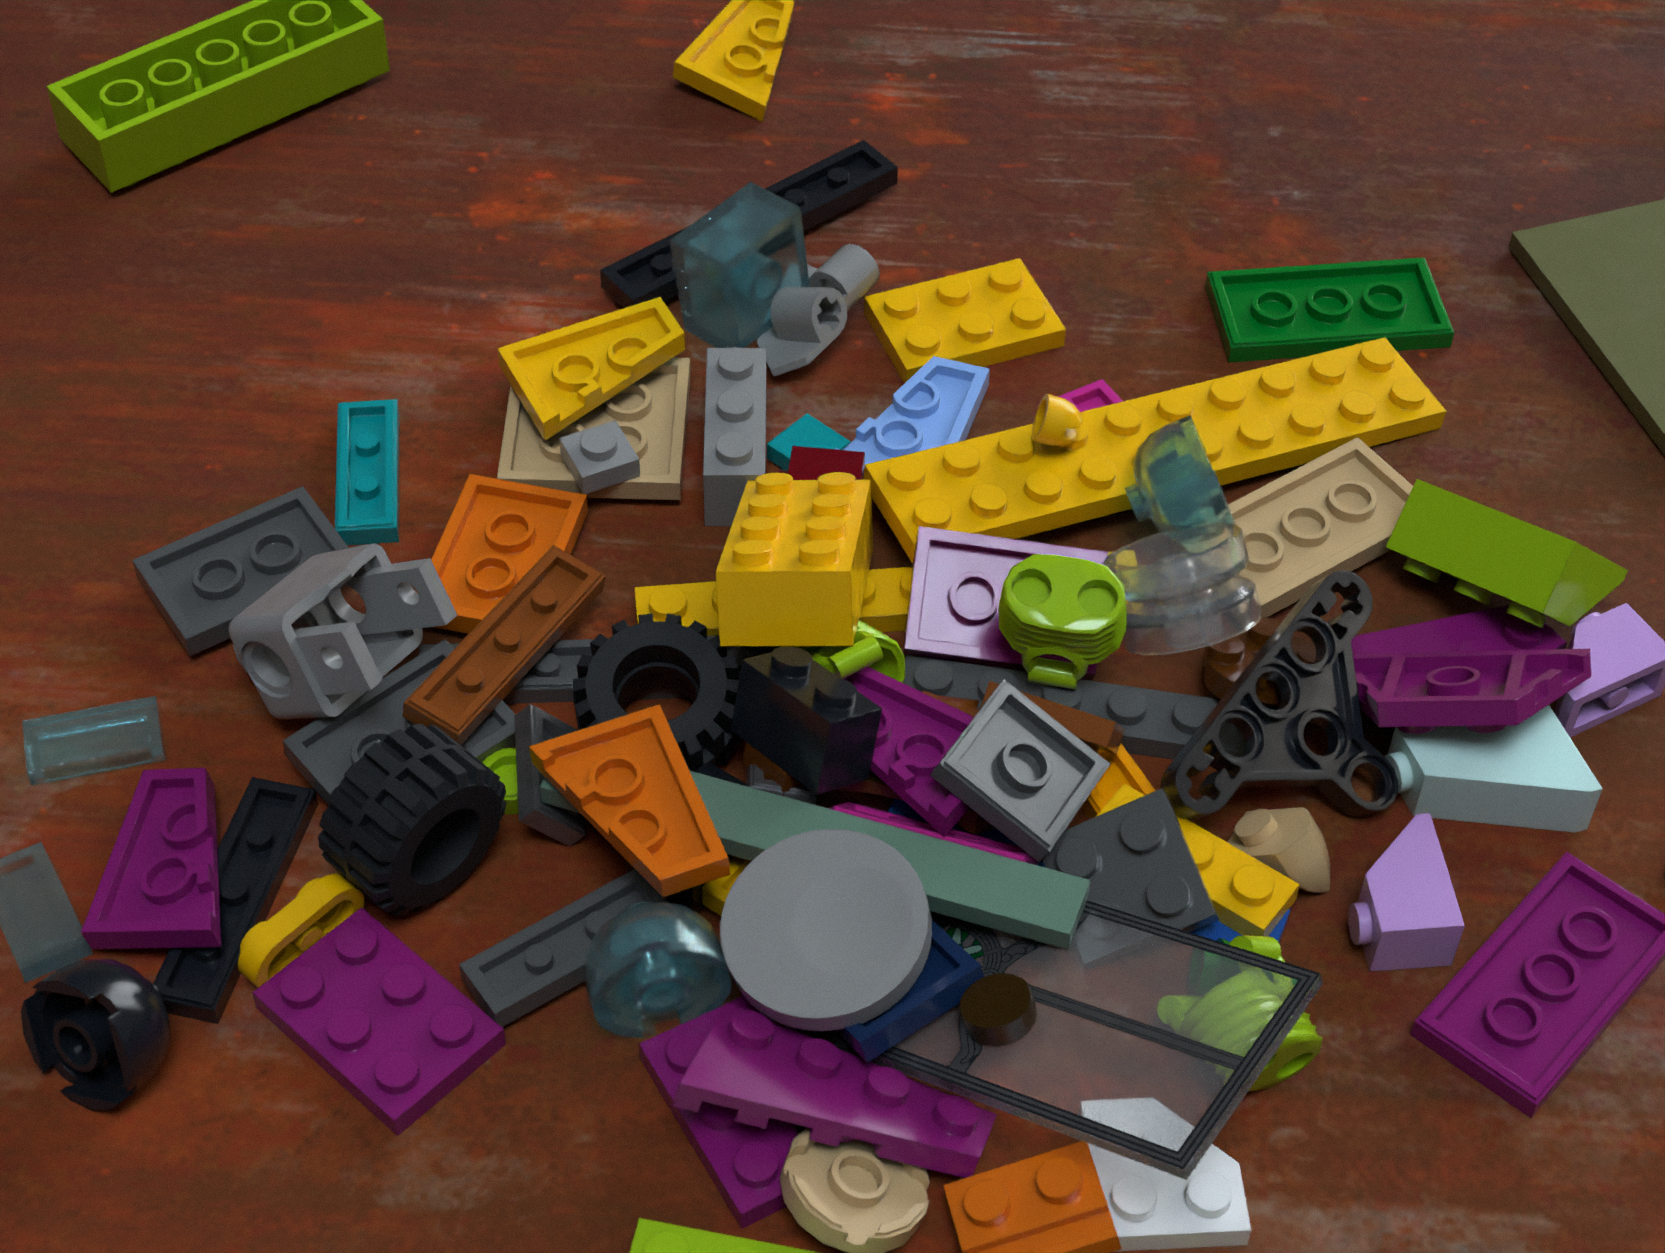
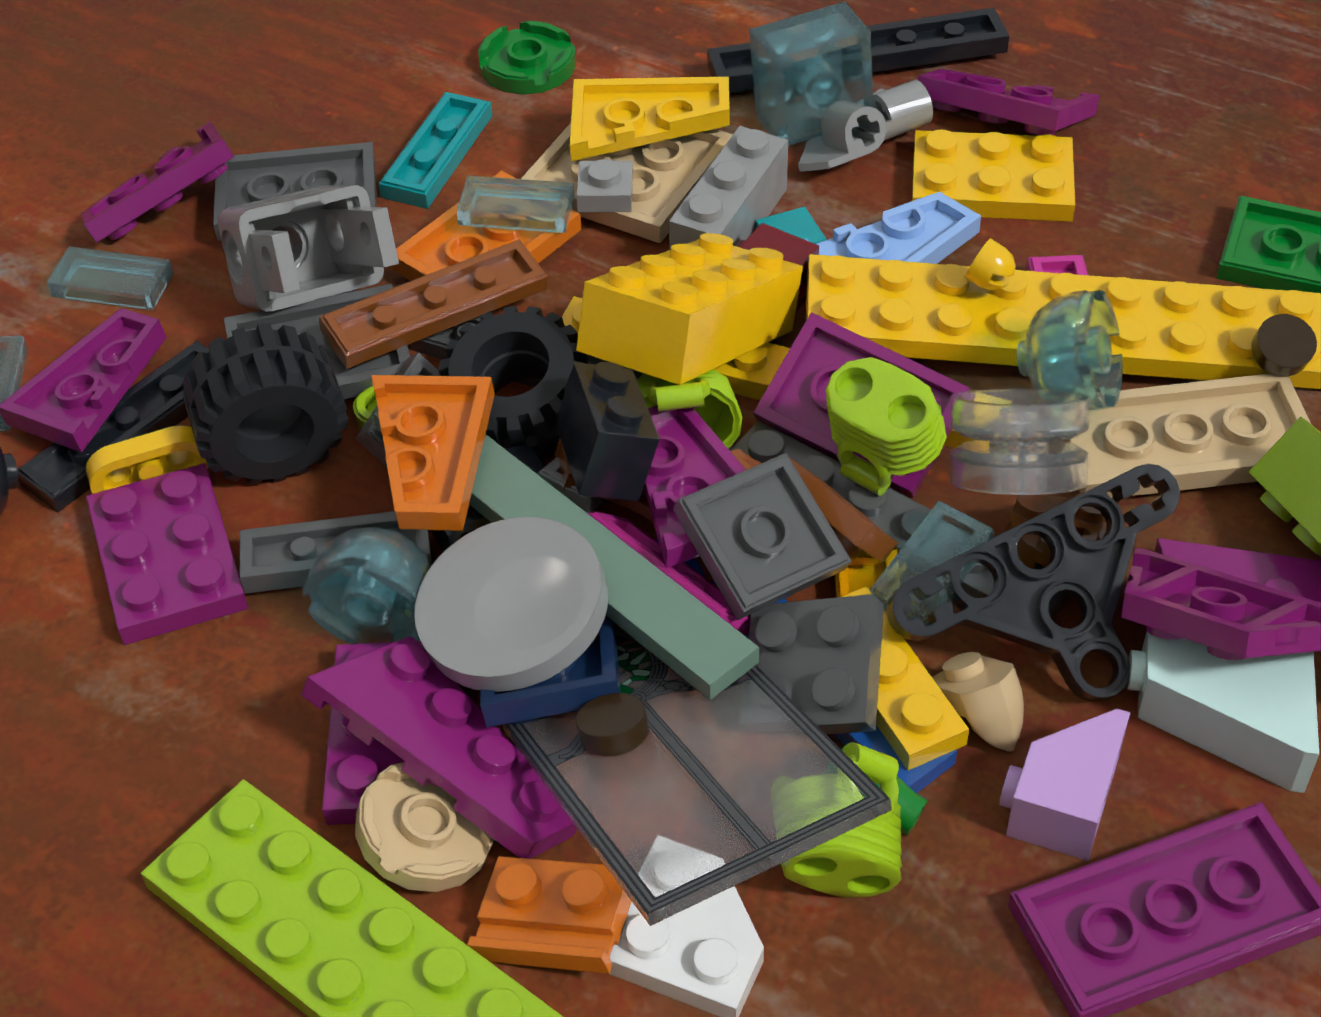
camera: 30 degrees right, 0 degrees up
(93, 613) = (177, 169): none -> magenta wing
(397, 336) = (527, 58): none -> green tile
(518, 507) = (516, 204): none -> clear light blue tile
(928, 245) = (994, 104): none -> magenta wing
(1165, 722) = (936, 540): none -> clear light blue tile
(1349, 412) = (1284, 345): none -> dark brown tile

